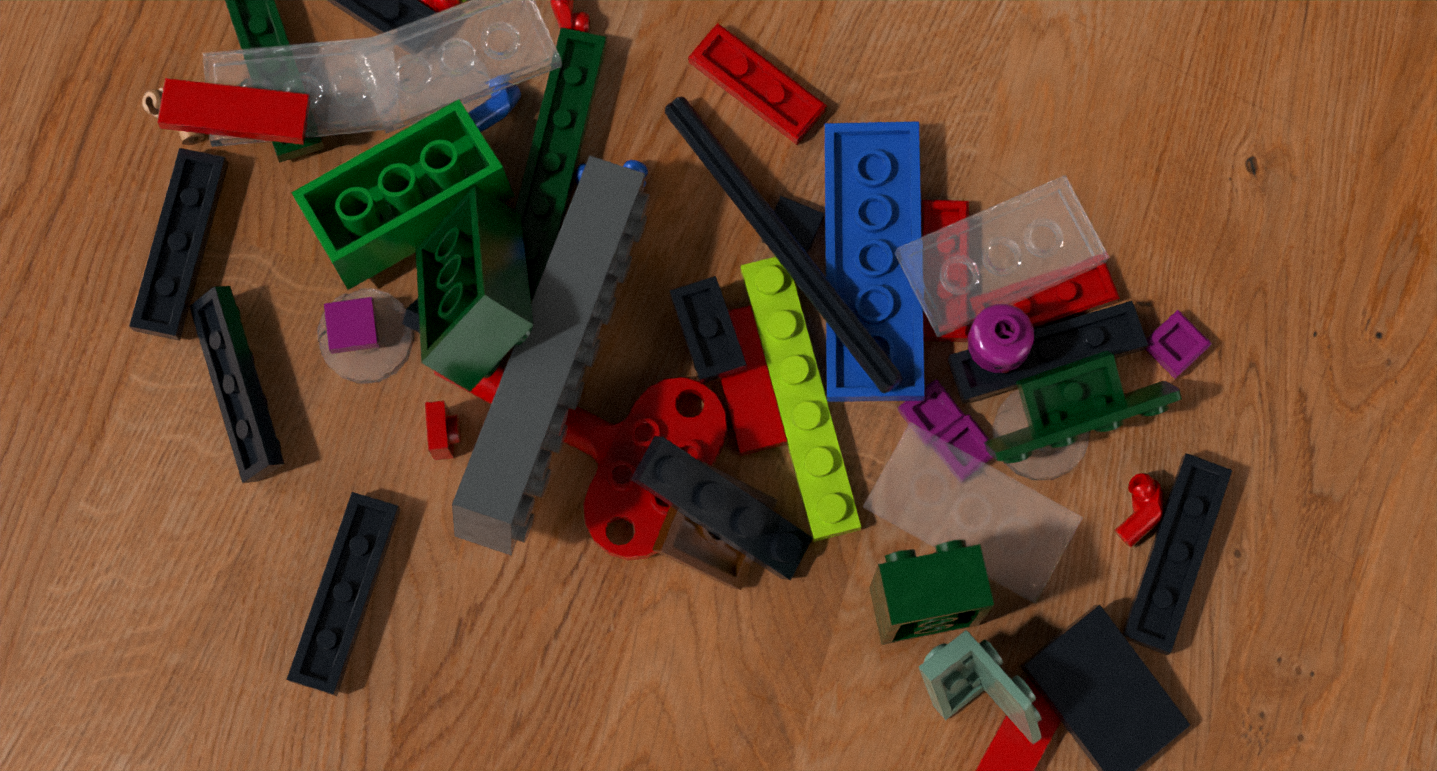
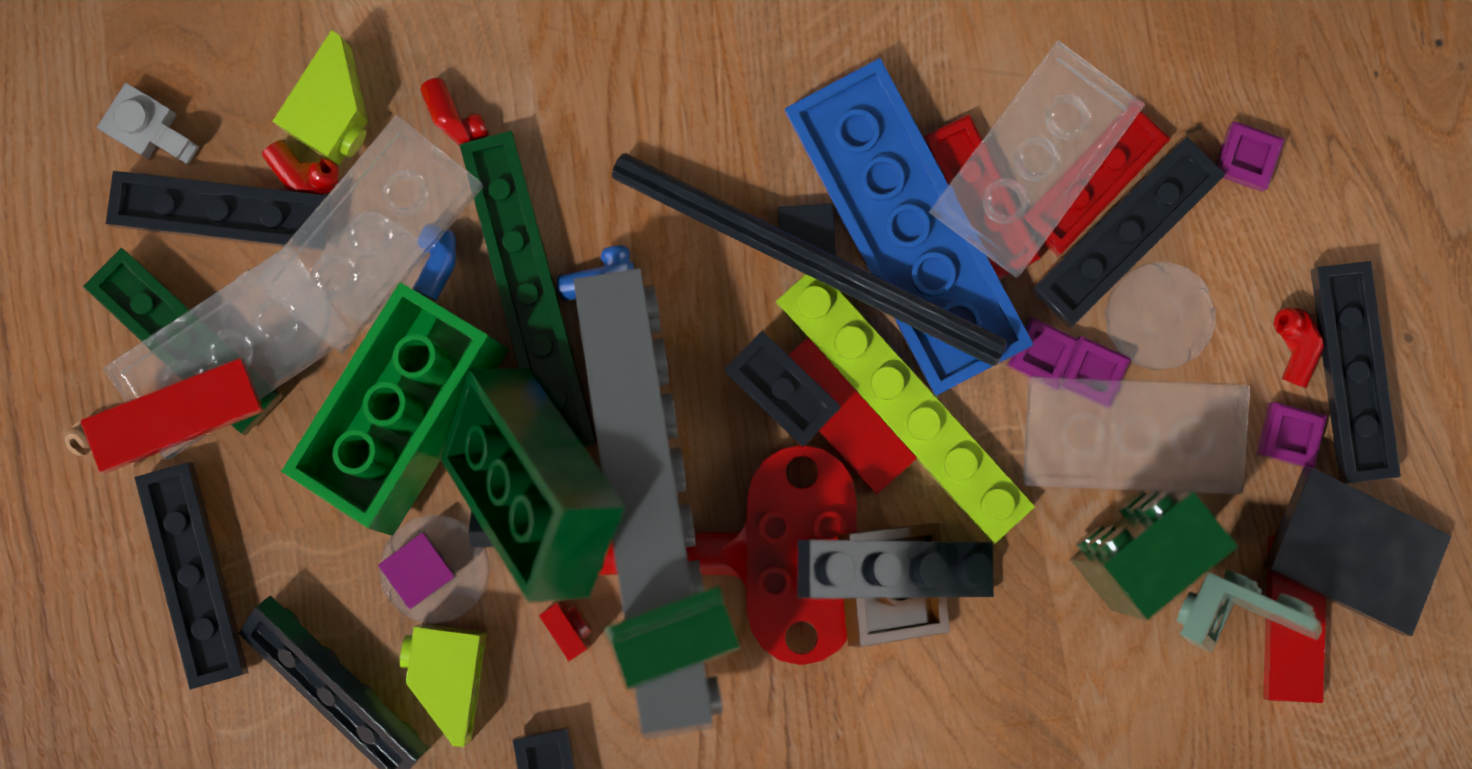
camera: 30 degrees left, 10 degrees up
(329, 417) = (446, 675): none -> lime slope
(515, 439) = (672, 638): none -> dark green panel
(757, 83) = (690, 98): red tile -> none
(990, 349) = (1077, 266): magenta head -> none
(1075, 401) = (1189, 275): dark green bracket -> none
(1100, 578) = (1291, 435): none -> magenta tile

